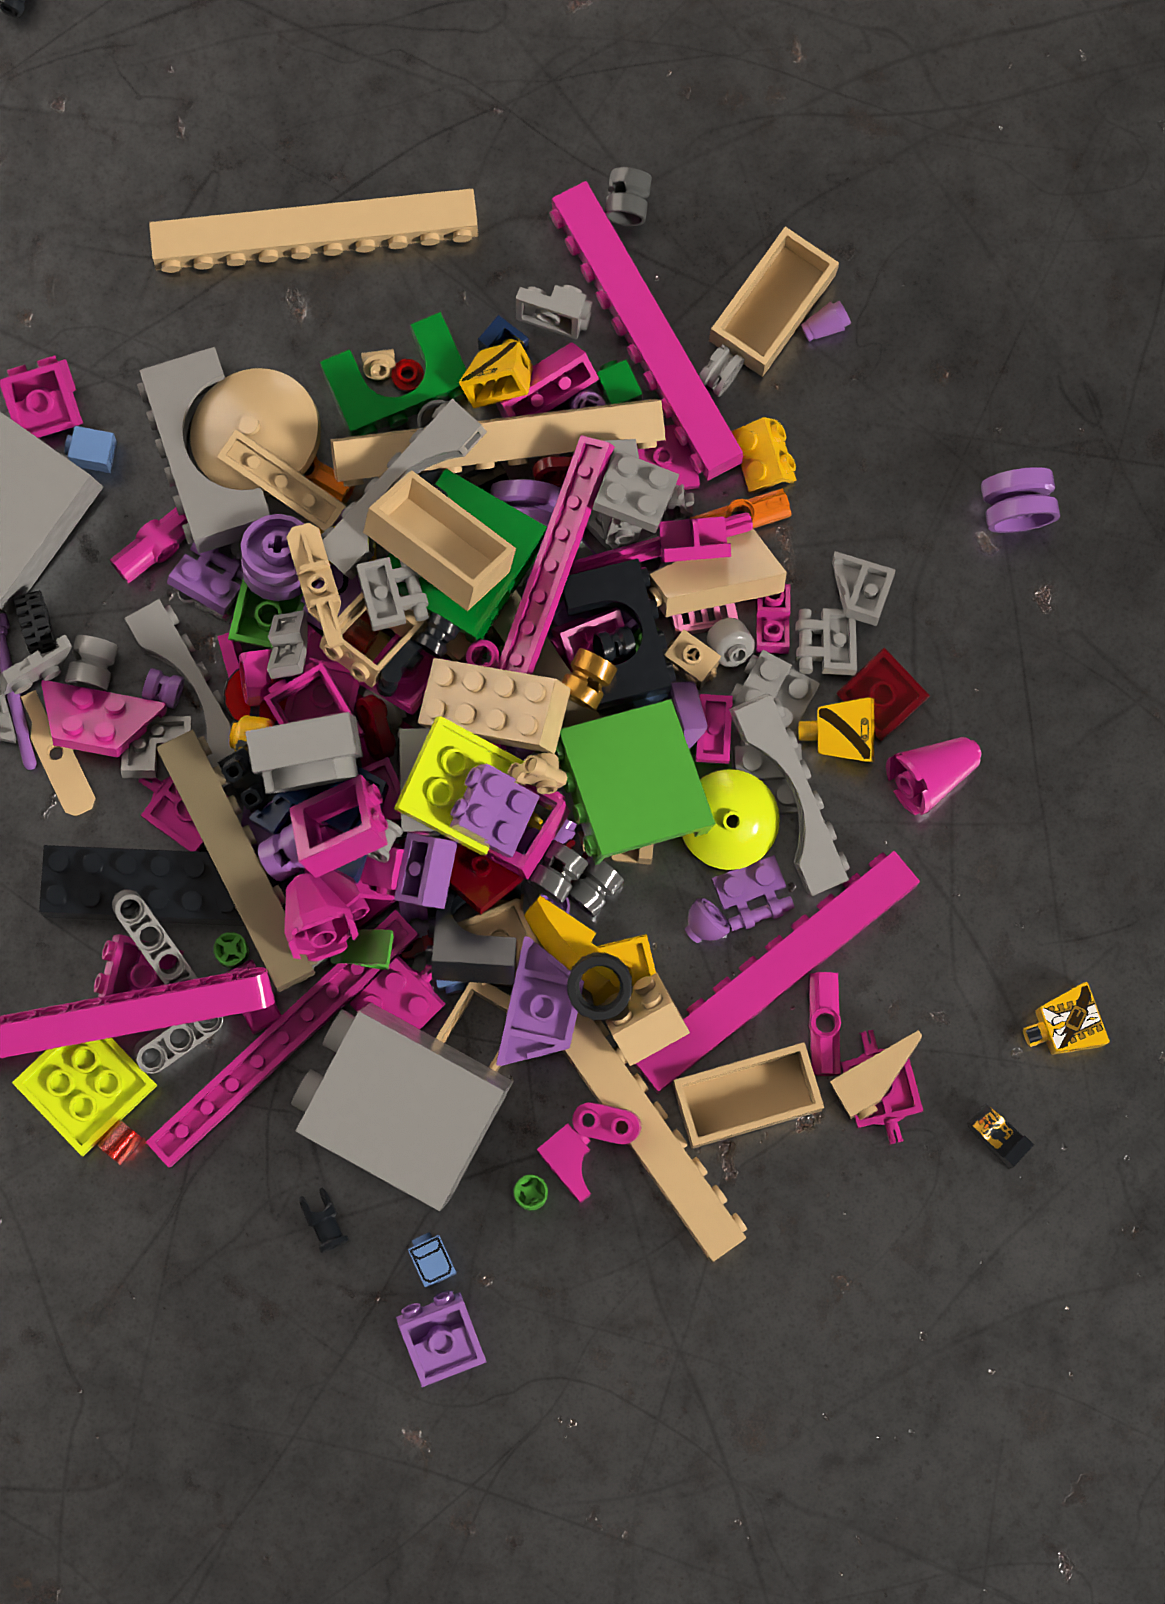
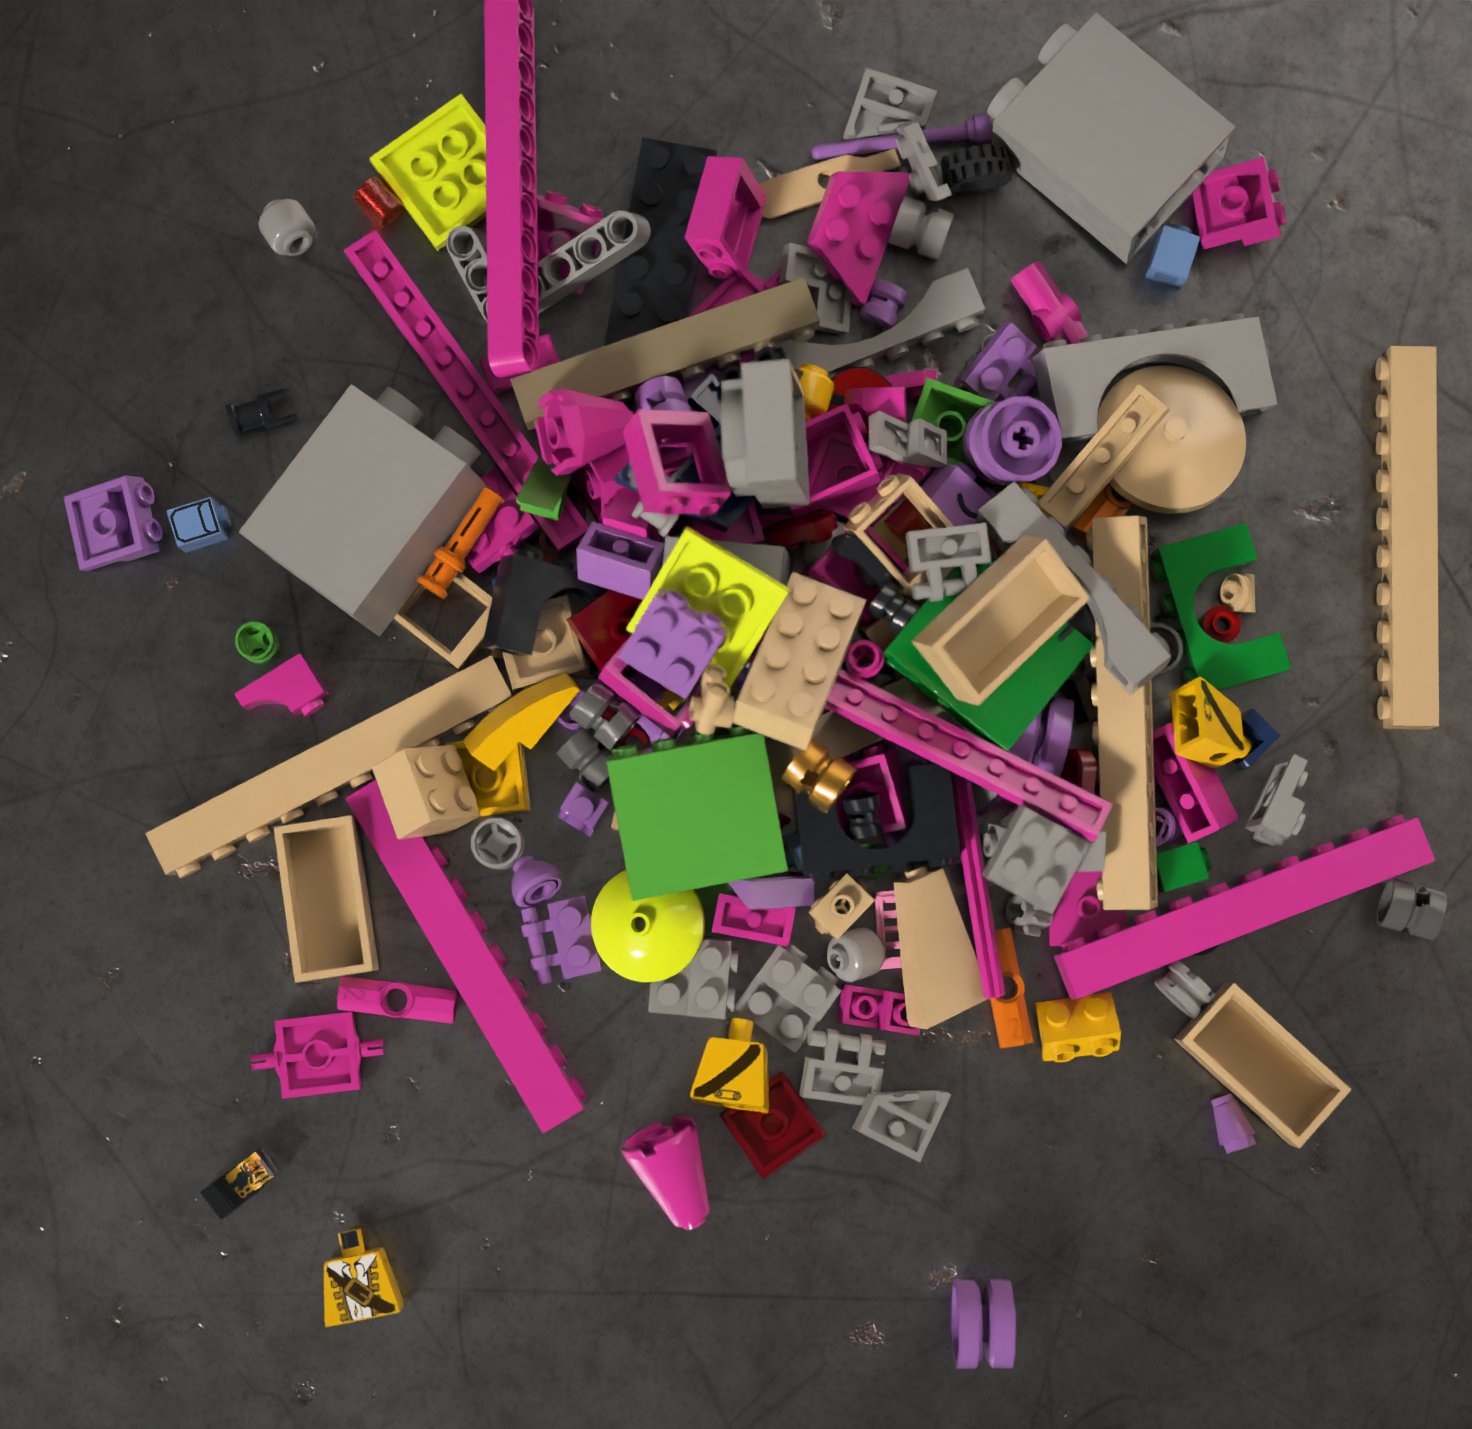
camera: 100 degrees right, 5 degrees up
(104, 828) = (726, 217): none -> dark pink window
(152, 1222) = (286, 227): none -> light grey head
(227, 946) = (572, 340): bright green wheel -> none
(313, 565) = (991, 473): tan piece -> none
(438, 1030) = (450, 559): none -> orange pin
(539, 1009) = (454, 675): medium lavender wing -> none
(590, 1010) = (434, 738): black tyre -> none
(606, 1123) = (318, 733): dark pink plate -> none
(638, 887) = (583, 809): none -> medium lavender brick
(679, 955) = (497, 843): none -> light grey wheel
(693, 539) = (975, 924): dark pink panel -> none
(816, 855) = (737, 973): light grey arch -> none
(869, 1081) = (318, 1038): tan slope -> none

